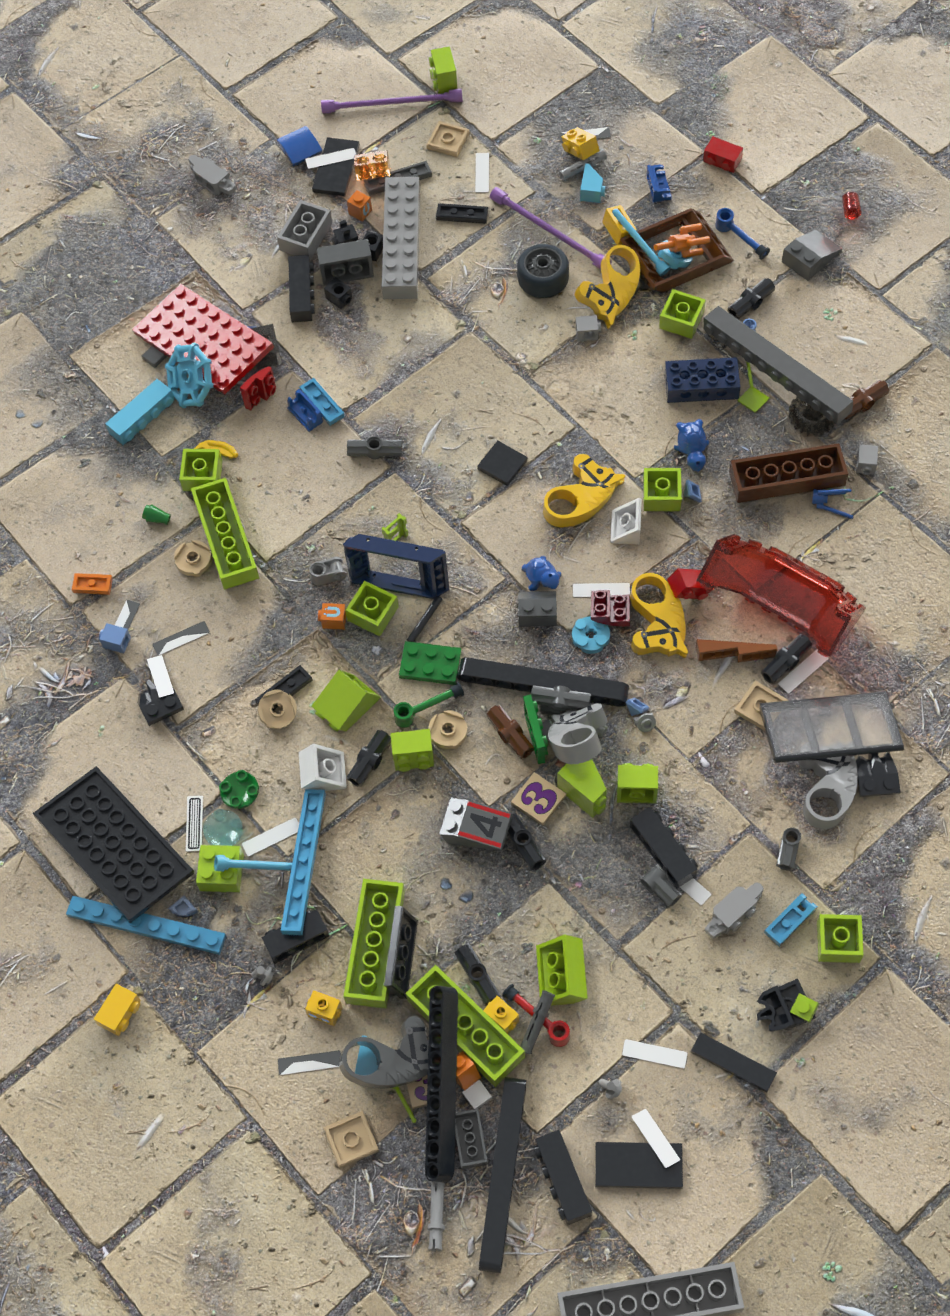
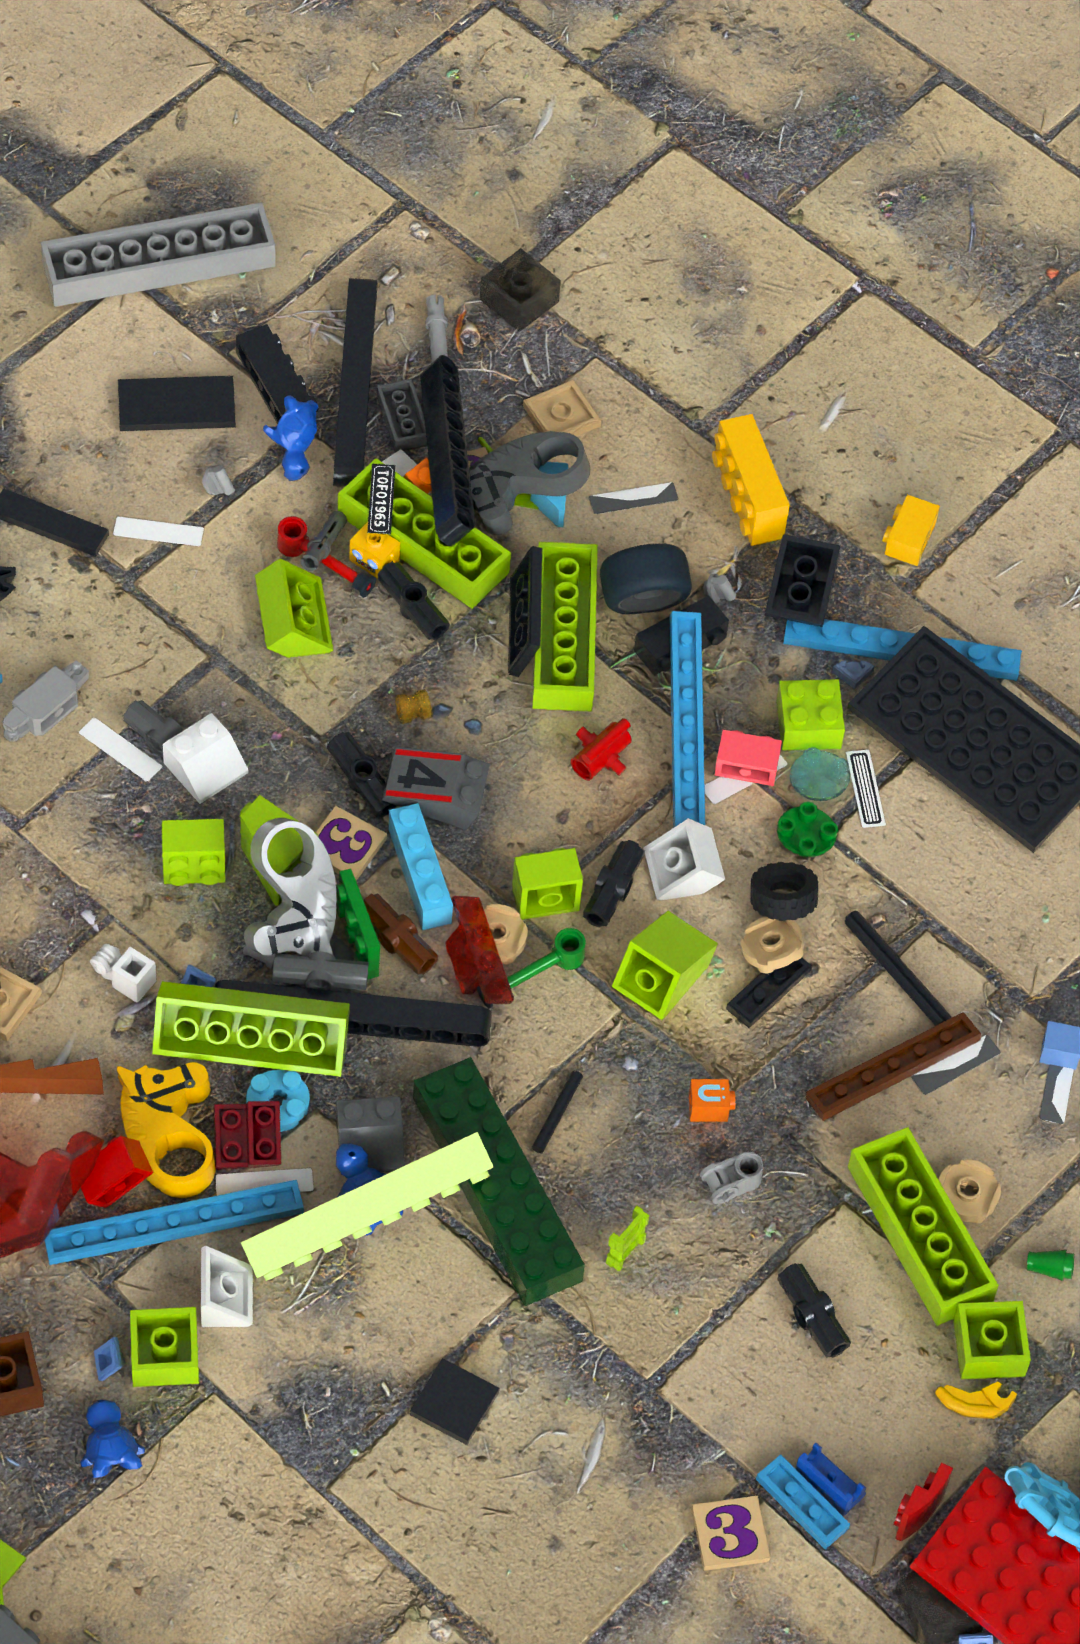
camera: 165 degrees right, 5 degrees down
(158, 708) = (964, 952): black plate -> none
(160, 676) = (971, 988): white sticker -> none
(202, 695) = (896, 968): none -> black axle
(203, 969) = (803, 580): none -> black slope
(219, 632) = (893, 1066): none -> reddish brown plate
(223, 863) = (803, 692): medium azure piece -> none
(223, 1053) = (750, 480): none -> yellow brick
(248, 736) = (781, 905): none -> black tyre
(267, 839) = (748, 757): none -> coral brick
(296, 496) = (814, 1310): none -> black piece
(314, 966) = (645, 579): none -> black wheel
(324, 1008) = (620, 538): yellow head -> none
(363, 391) = (730, 1533): none -> tan tile
(363, 851) = (601, 750): none -> red pin
(368, 1247) = (520, 289): none -> clear smoke brick
(372, 608) = (646, 1107): lime brick -> none
(383, 447) = (710, 1408): dark grey piece -> none
(430, 560) = (551, 1132): dark blue window -> none
(430, 663) = (538, 1041): green plate -> none
(461, 709) = (476, 954): none -> clear red bracket
(467, 576) = (509, 1201): none -> dark green brick
(485, 891) = (413, 706): none -> clear yellow wheel
(491, 771) = (420, 866): none -> medium azure brick
(493, 1043) = (381, 499): none -> black sticker
(542, 549) = (366, 1205): none -> yellowish green brick
(551, 1111) = (295, 433): none -> blue animal
(589, 496) = (292, 1337): yellow animal -> none
(605, 662) = (250, 1028): none -> lime brick
(628, 861) = (204, 758): none -> white slope
(640, 565) = (173, 1222): none -> dark azure plate
(645, 722) = (180, 961): light grey plate -> none
(655, 1138) = (155, 429): white sticker -> none
(663, 847) = (149, 776): black brick -> none
(678, 710) = (130, 973): none -> white brick
(702, 380) = (89, 1559): dark blue brick -> none

